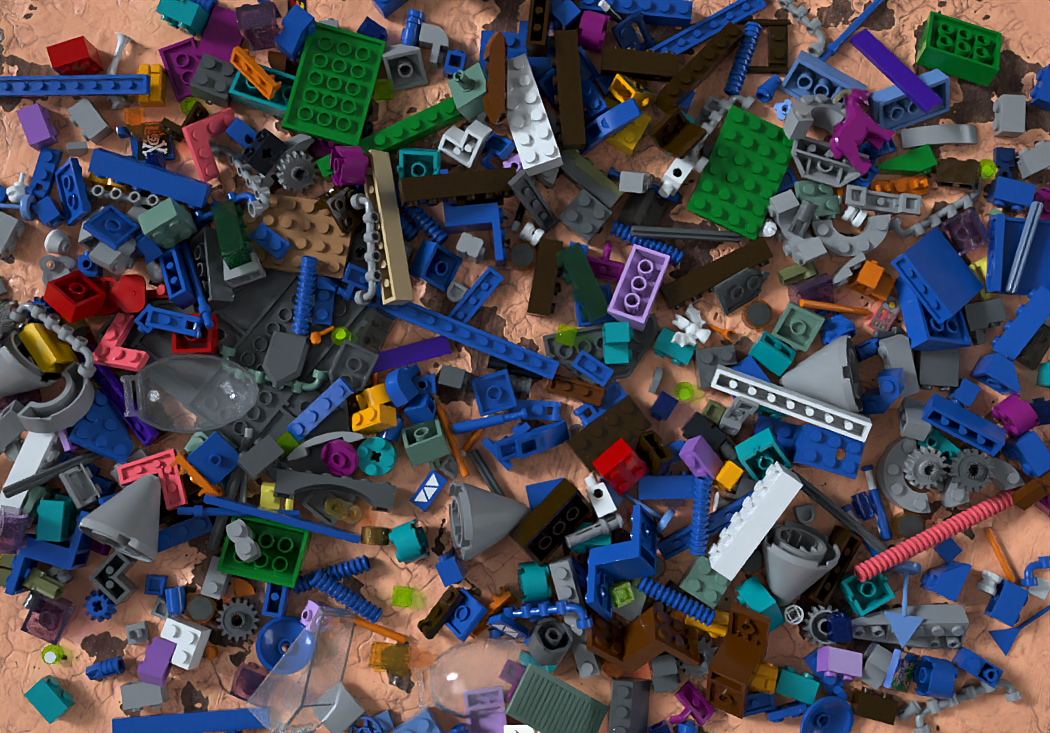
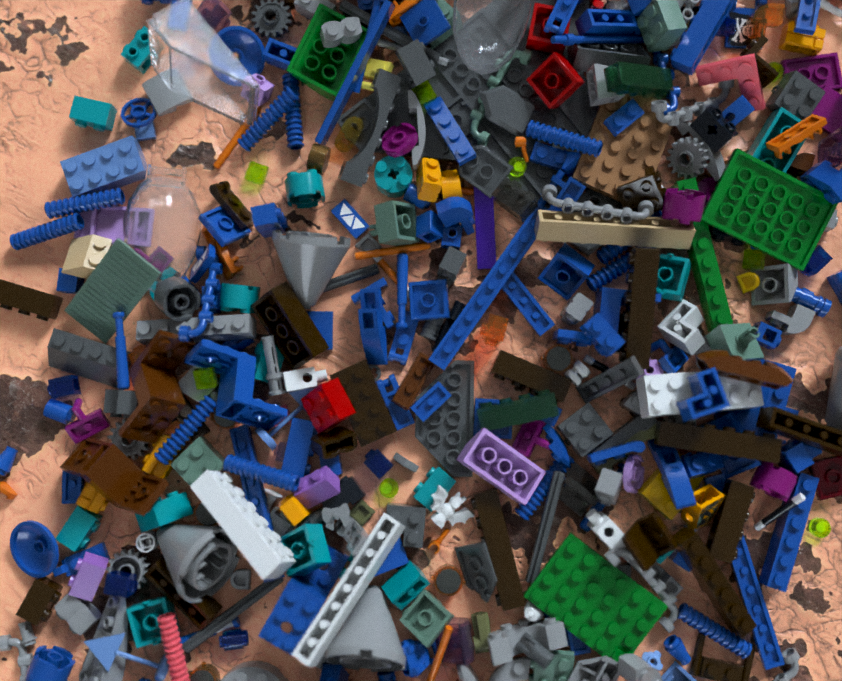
camera: 105 degrees right, 0 degrees up
(243, 587) = (299, 29): orange tile -> none
(247, 315) = (555, 80): none -> red brick
(390, 657) = (202, 149): clear yellow brick -> none
(405, 90) = (748, 281): none -> yellow tile
(456, 291) = (536, 287): light grey tile -> none
(493, 217) = (602, 335): none -> blue brick
(509, 322) = (493, 330): none -> clear orange brick
(529, 106) = (707, 393): none -> blue brick
(565, 335) = (469, 383): clear neon green plate -> none
(600, 180) = (617, 452): none -> blue plate
(607, 237) = (557, 445): none -> blue slope
(615, 343) = (449, 430): teal brick -> none
(615, 685) = (122, 370): none -> blue piece
(616, 161) = (633, 473): none -> lavender tile
(626, 35) = (761, 515): dark blue plate -> none
(721, 435) = (341, 512): none -> light grey piece
(792, 709) = (58, 512): blue plate -> none
(880, 515) = (211, 655): blue piece -> none
(900, 670) = (65, 635): tile -> none

